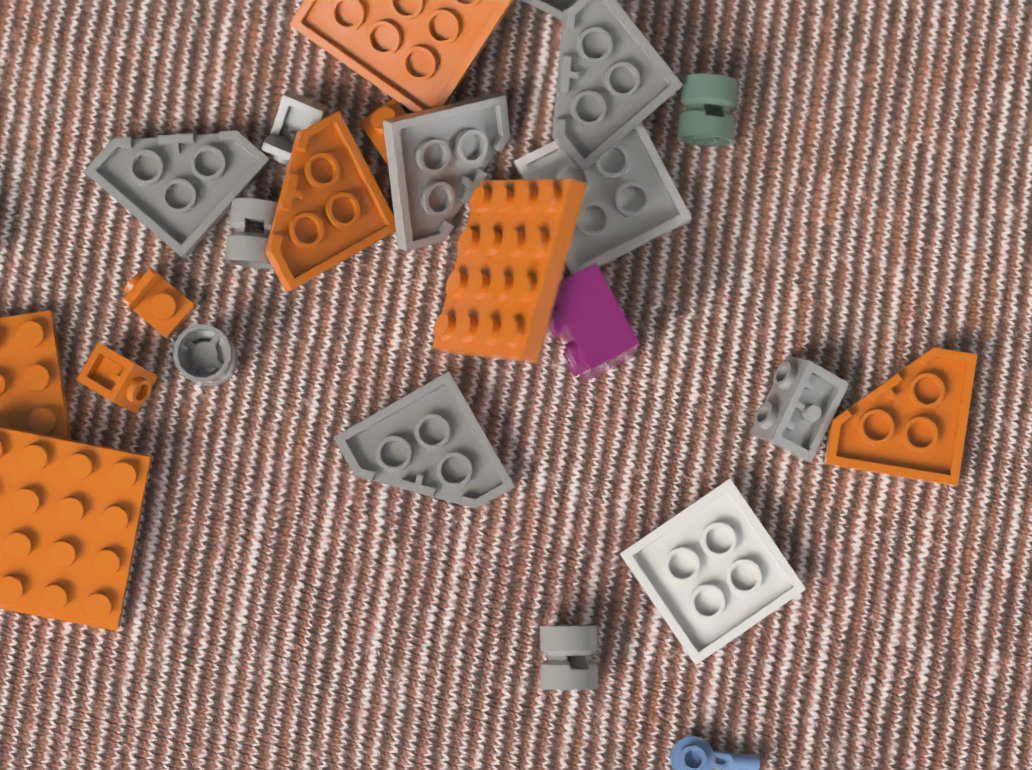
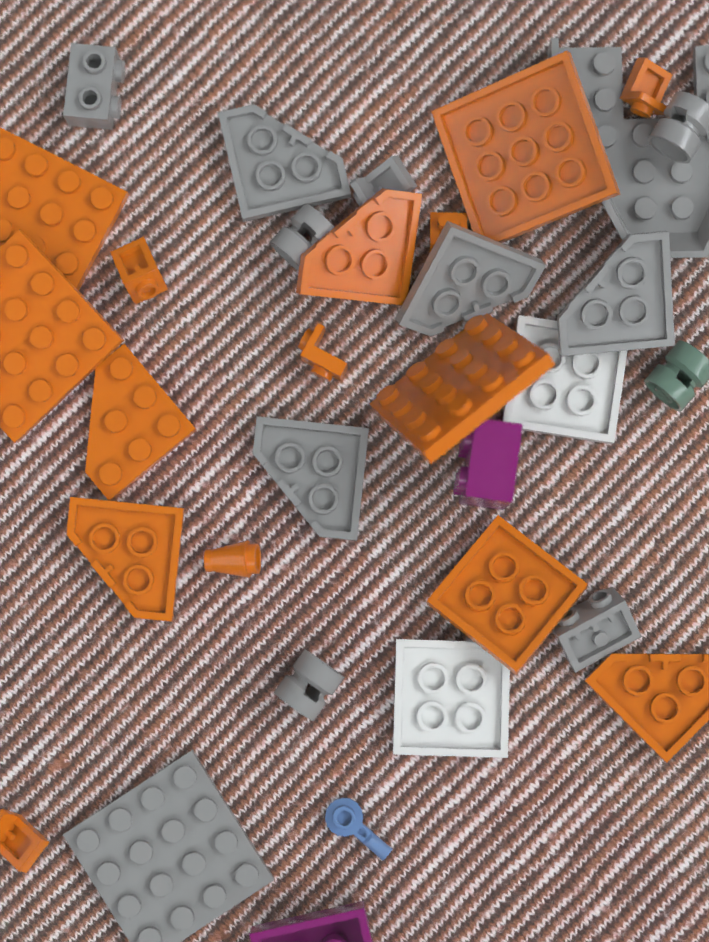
camera: 40 degrees right, 0 degrees up
(157, 302) = (204, 238): orange bracket -> none
(205, 355) = (209, 297): light grey wheel -> none
(215, 531) = (129, 424): none -> orange plate
(305, 653) = (131, 550): none -> orange plate
(361, 340) = (324, 364): none -> orange bracket
(411, 589) = (234, 559): none -> orange cone
(694, 435) = (507, 594): none -> orange plate

